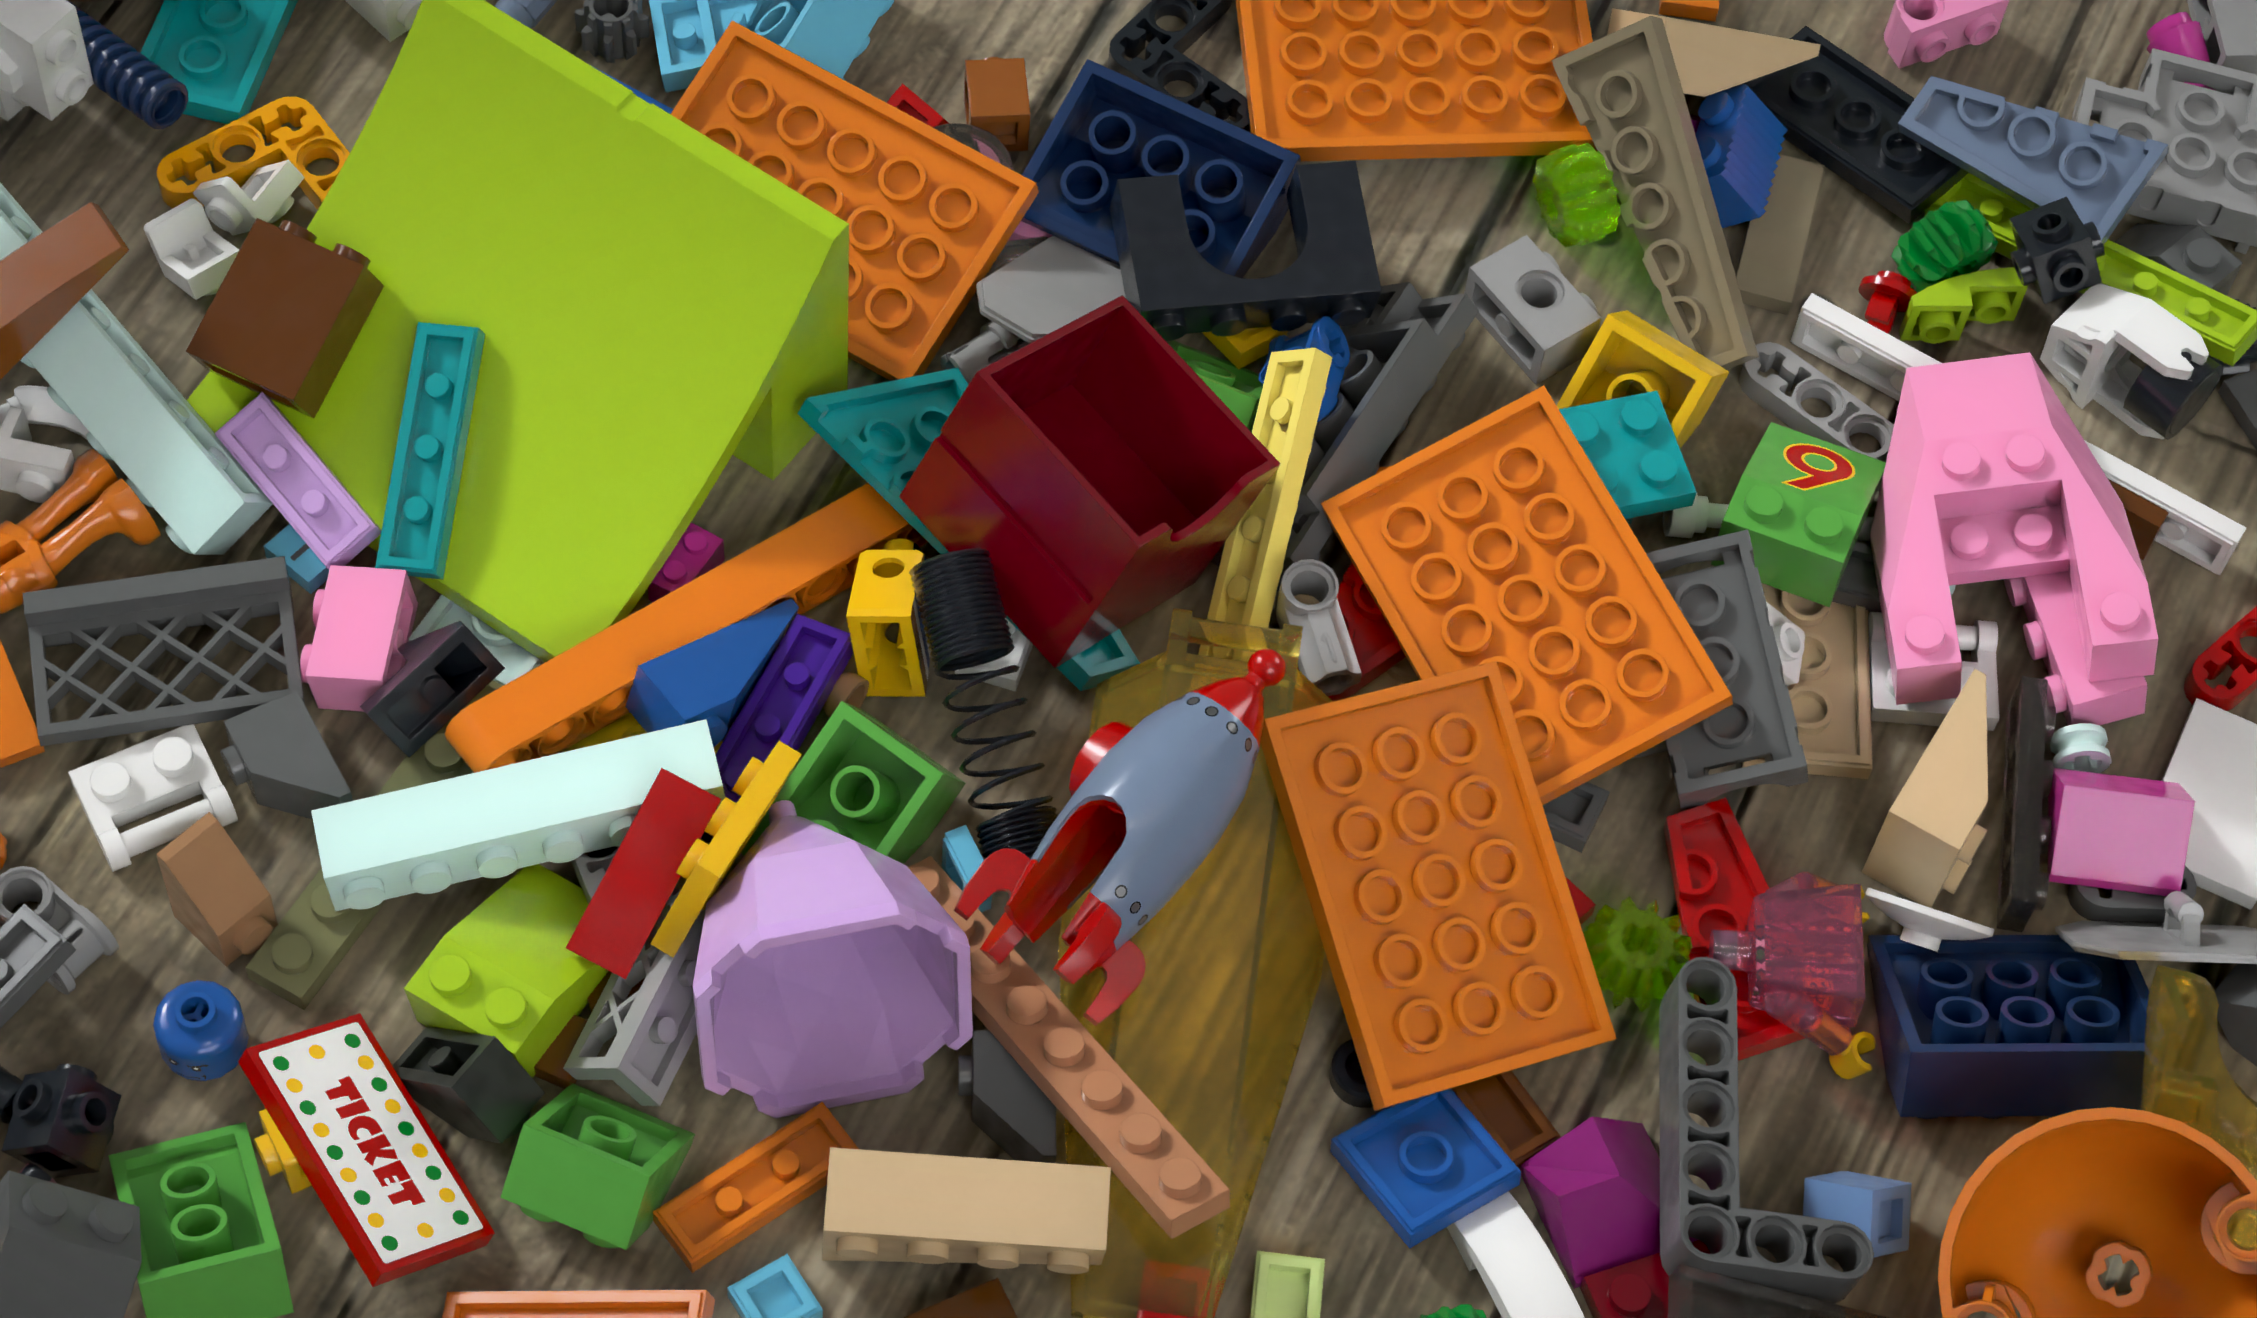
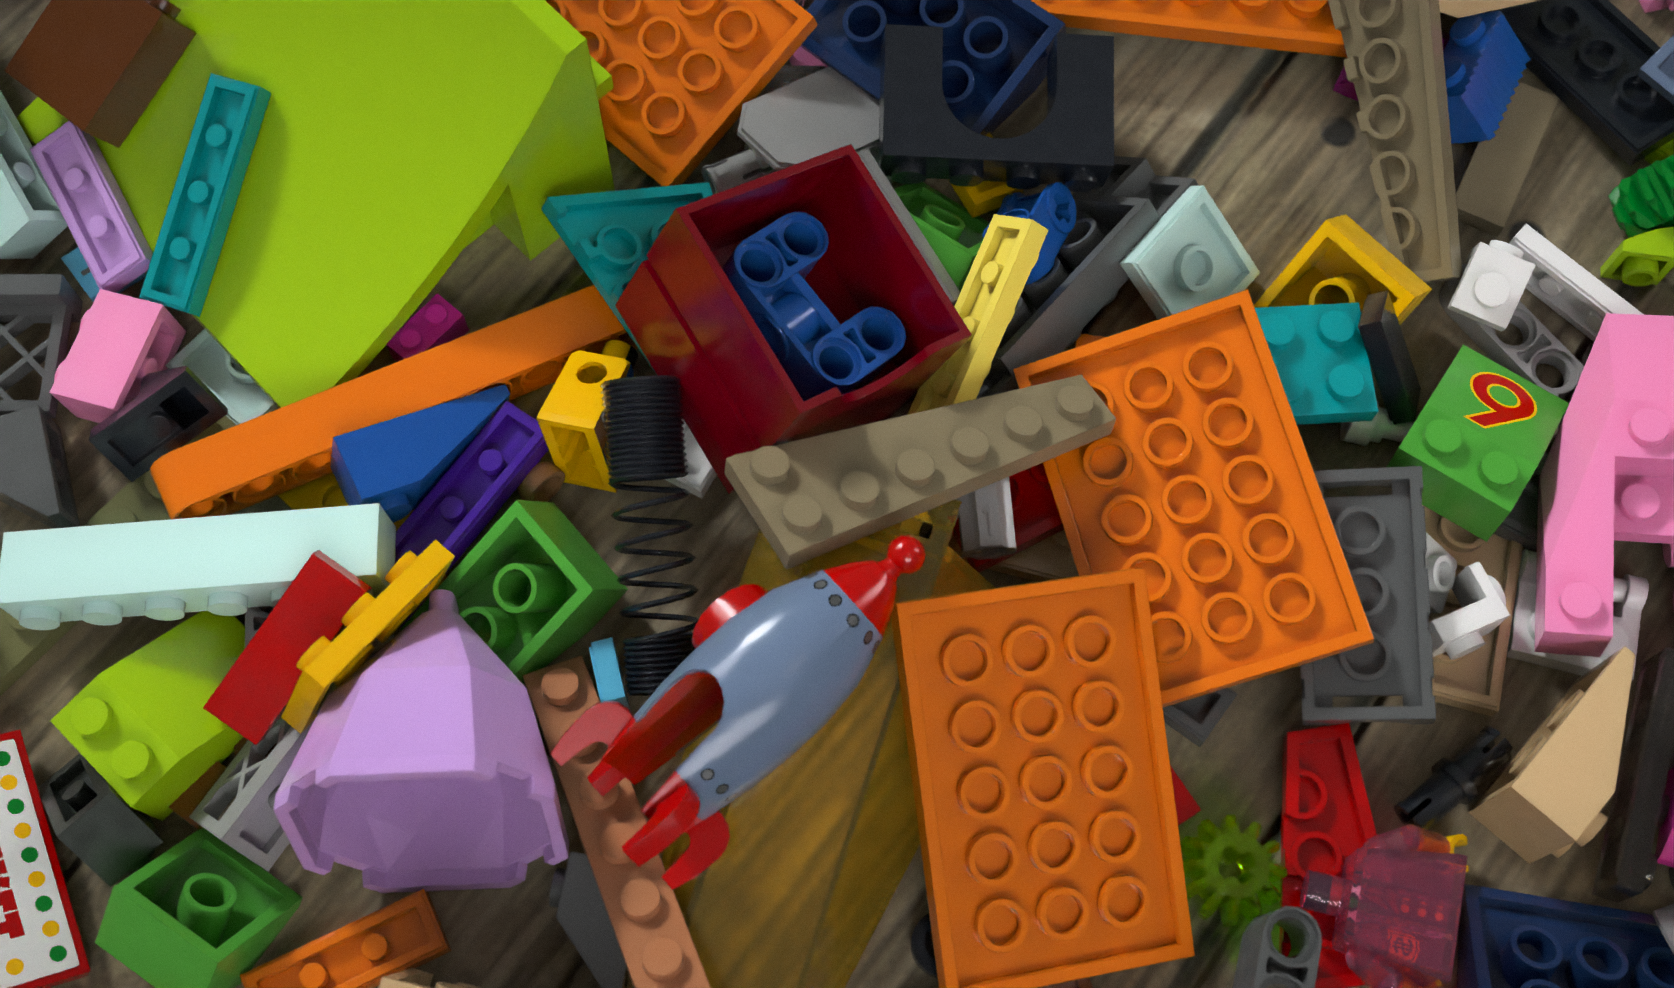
camera: 15 degrees right, 10 degrees up
(1070, 419) = (797, 325): none -> blue beam
(1218, 608) = (874, 475): none -> dark tan wing
(1472, 370) = (1189, 257): none -> light aqua tile
(1536, 338) = (1260, 168): light grey brick -> none
(1576, 195) = (1319, 95): clear neon green gear -> none
(1698, 441) = (1389, 357): none -> black tile
(1788, 357) = (1492, 284): none -> white bracket
(1829, 680) = (1481, 612): none -> white bracket
(1844, 836) = (1455, 780): none -> black pin
(1886, 295) = (1596, 232): red plate -> none
(1924, 924) = (1528, 888): white dish -> none

